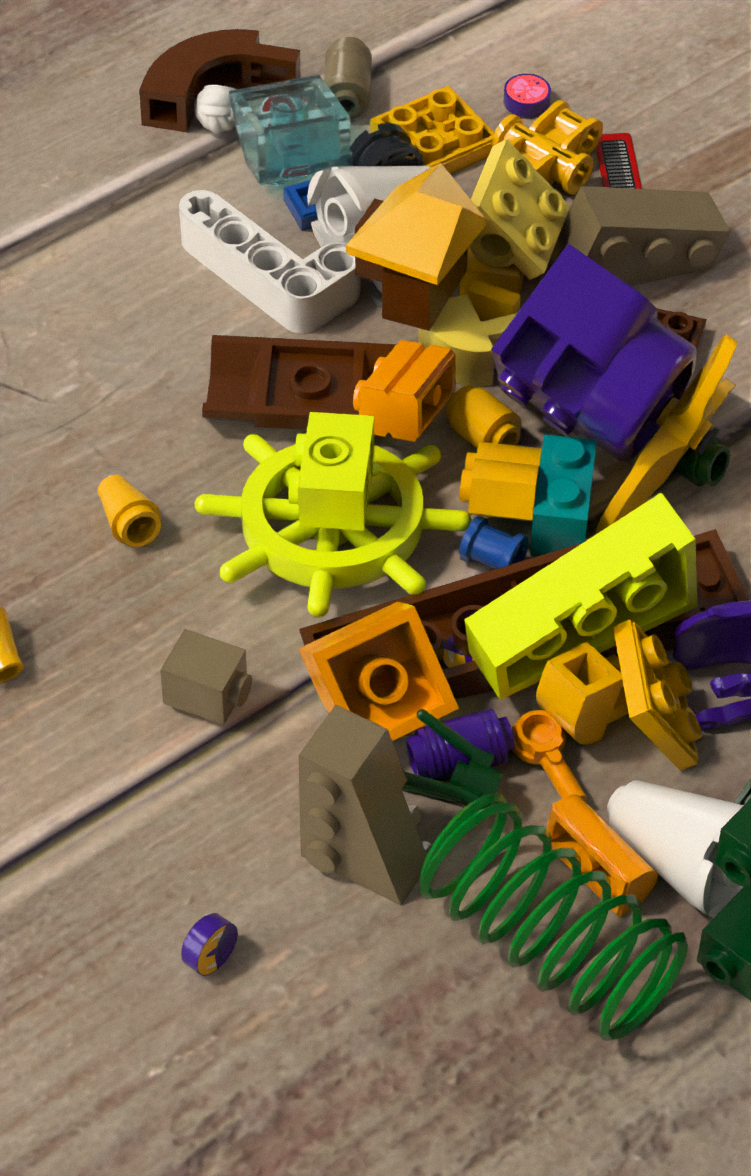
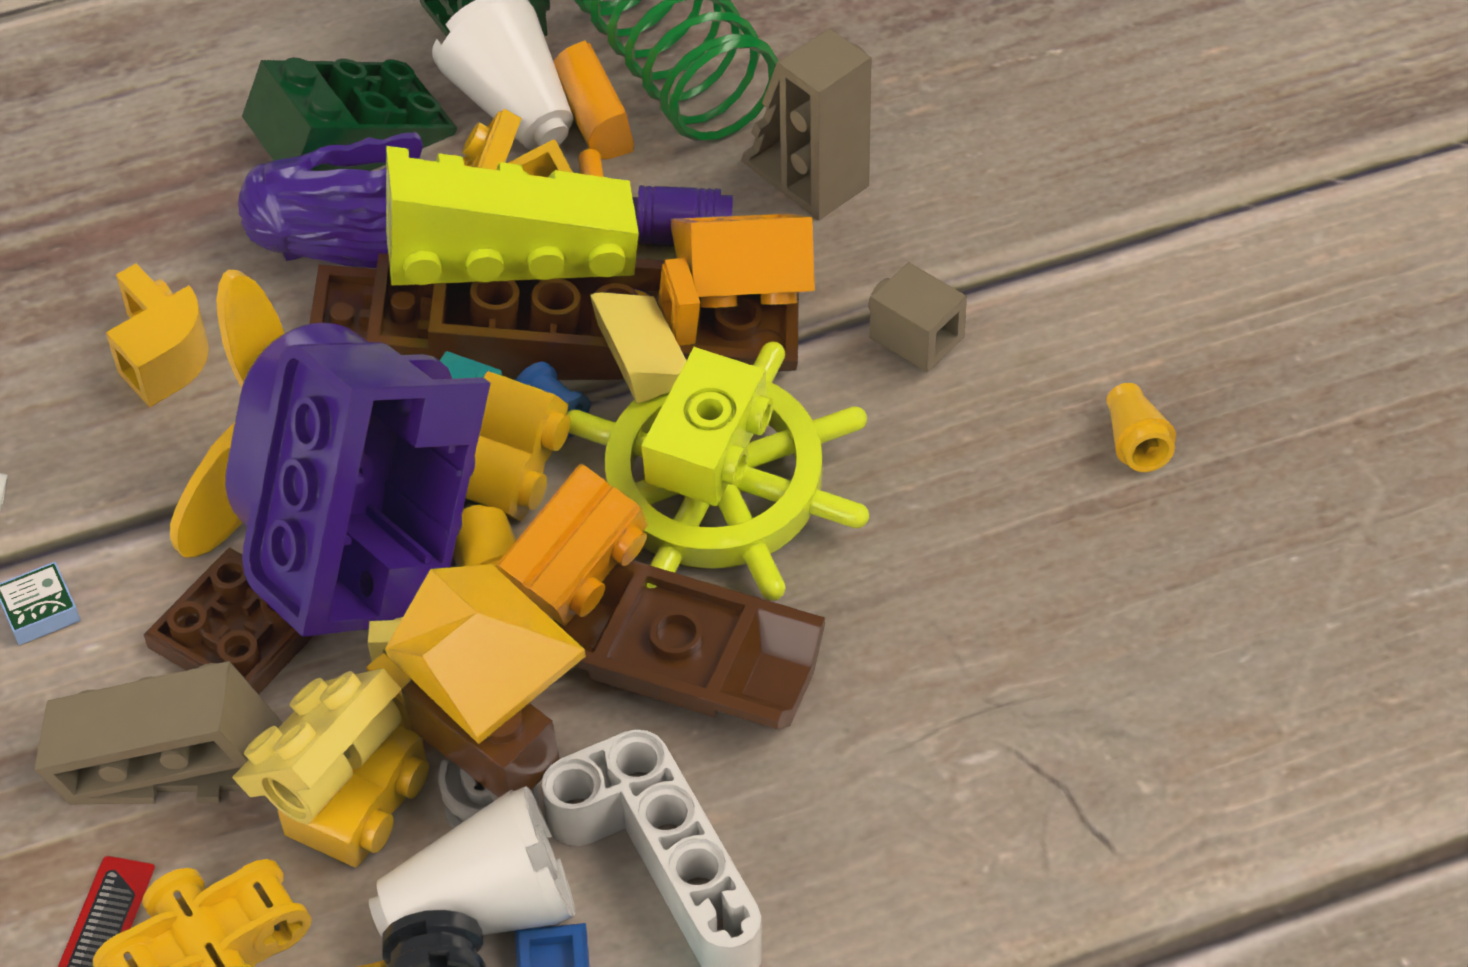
camera: 160 degrees left, 0 degrees up
(129, 512) = (946, 539): yellow cone -> none
(209, 944) = (983, 102): dark purple tile -> none
(404, 589) = (679, 300): none -> light orange tile
(428, 557) = (639, 342): none -> light yellow slope
(468, 780) = (690, 167): dark green plant -> none

